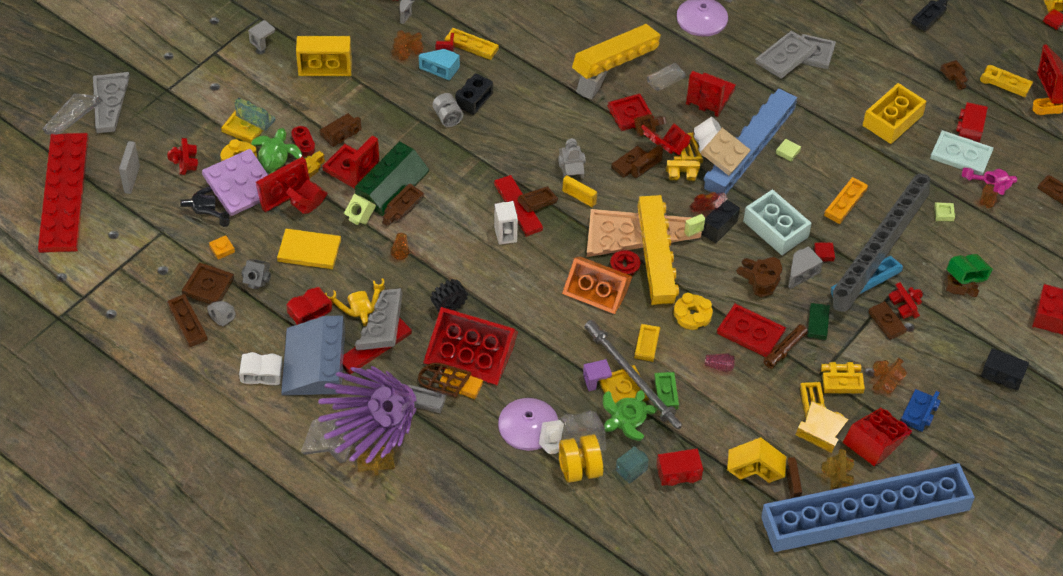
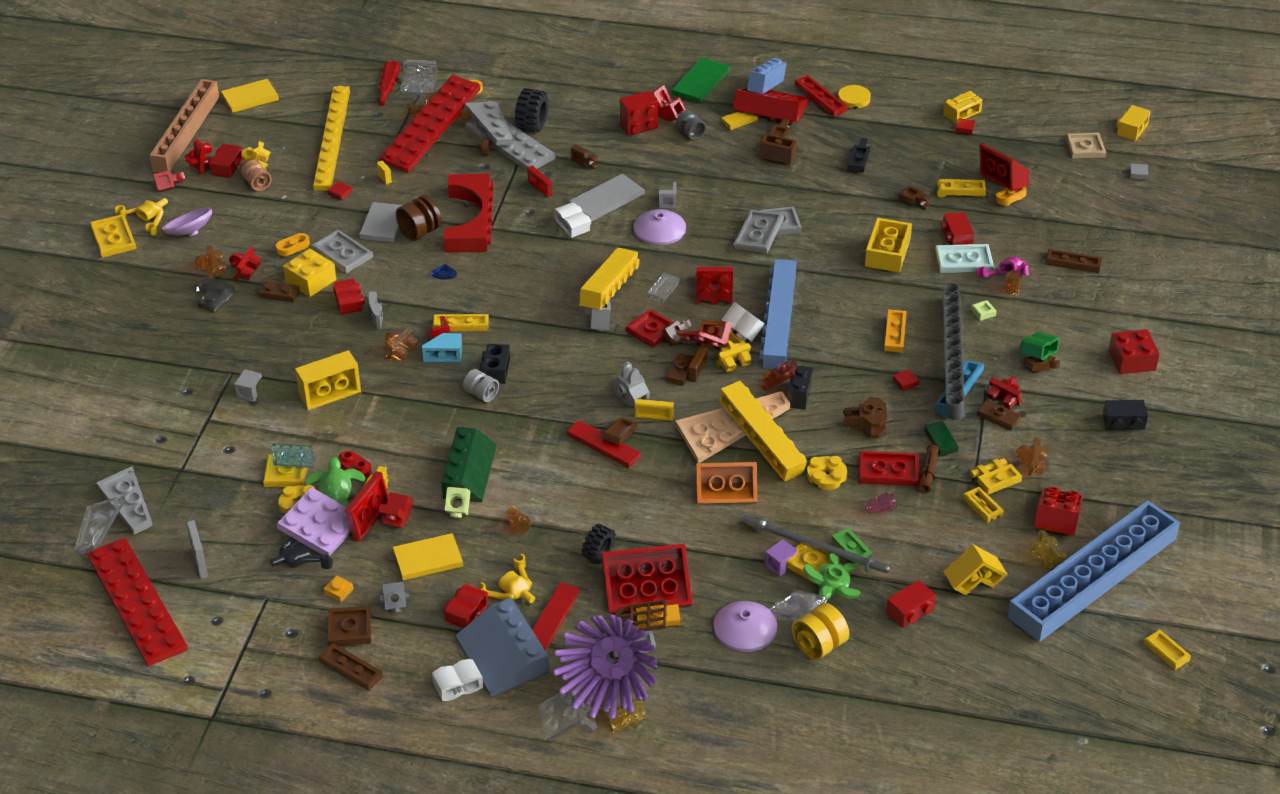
camera: 25 degrees left, 10 degrees down
(181, 156) = (243, 521): red hips -> none
(221, 312) = (380, 646): light grey piece -> none
(341, 129) = (386, 440): reddish brown bracket -> none
(360, 162) = (430, 464): red bracket -> none
(383, 323) = (550, 590): light grey wing -> none
(402, 204) = (493, 483): reddish brown hinge -> none
(505, 222) = (607, 459): white brick -> none
(551, 435) = (777, 625): white bracket -> none
(631, 258) = (740, 450): red gear -> none
(632, 464) = (866, 620): clear light blue brick -> none
(647, 342) = (804, 514): yellow tile -> none
(694, 225) = (782, 397): yellowish green tile -> none
(725, 151) = (768, 325): tan plate -> none
(777, 222) = (851, 369): light aqua brick -> none
(788, 150) = (815, 309): yellowish green tile -> none
(793, 478) = (1016, 574): reddish brown tile -> none
(804, 266) = (898, 397): light grey slope -> none
(821, 426) = (1009, 520): yellow hips -> none
(919, 410) = (1079, 474): blue bracket -> none

